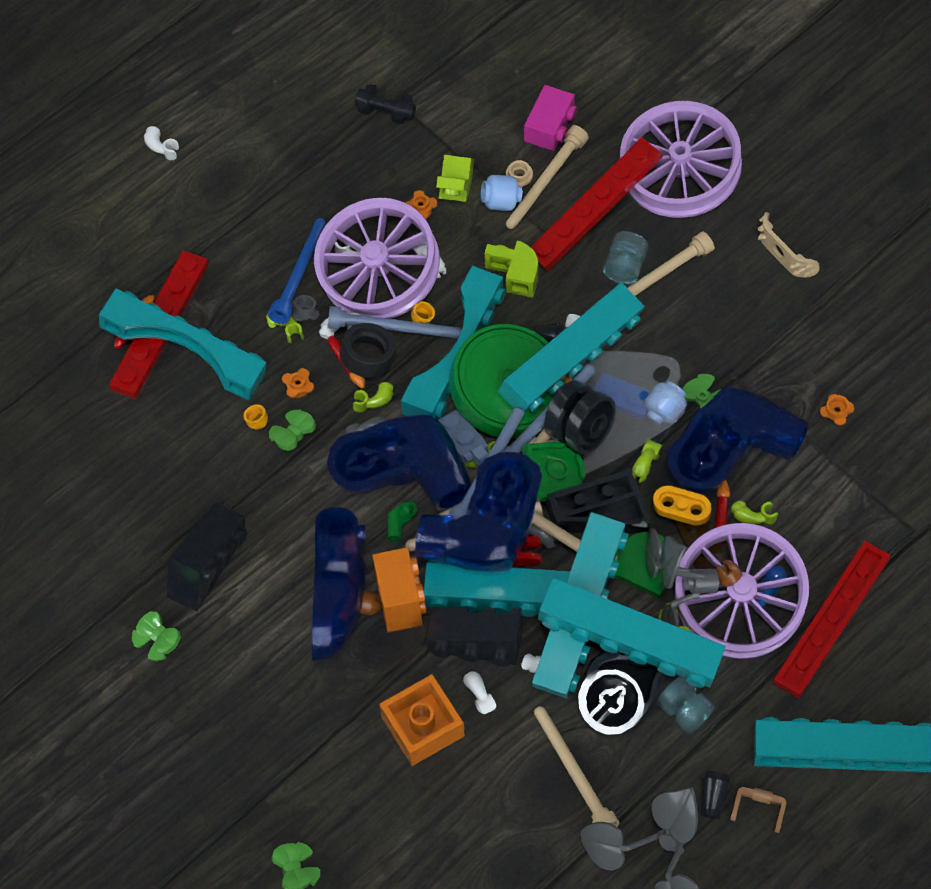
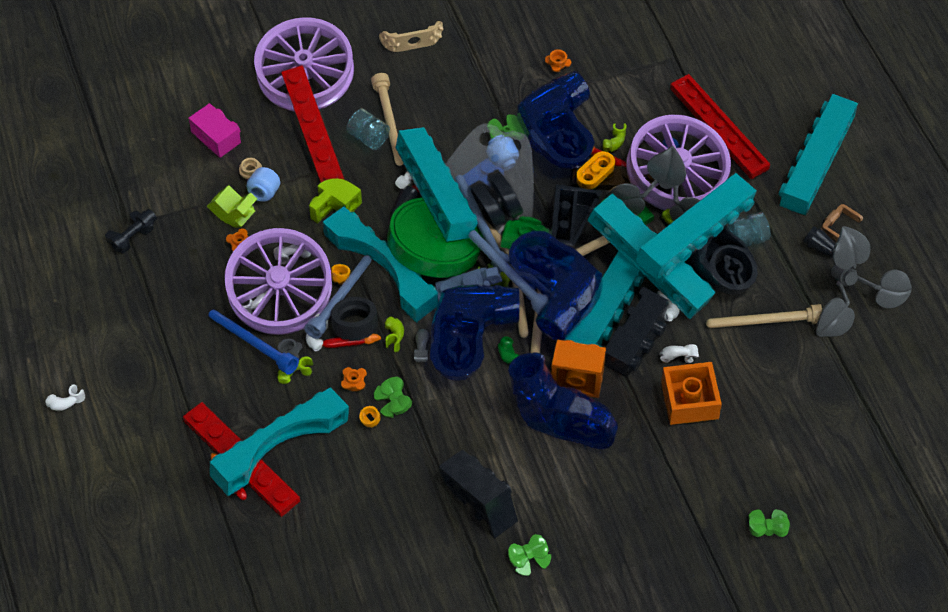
camera: 70 degrees left, 5 degrees down
(574, 139) = (244, 124): tan piece -> none
(642, 465) = (545, 185): lime arm -> none

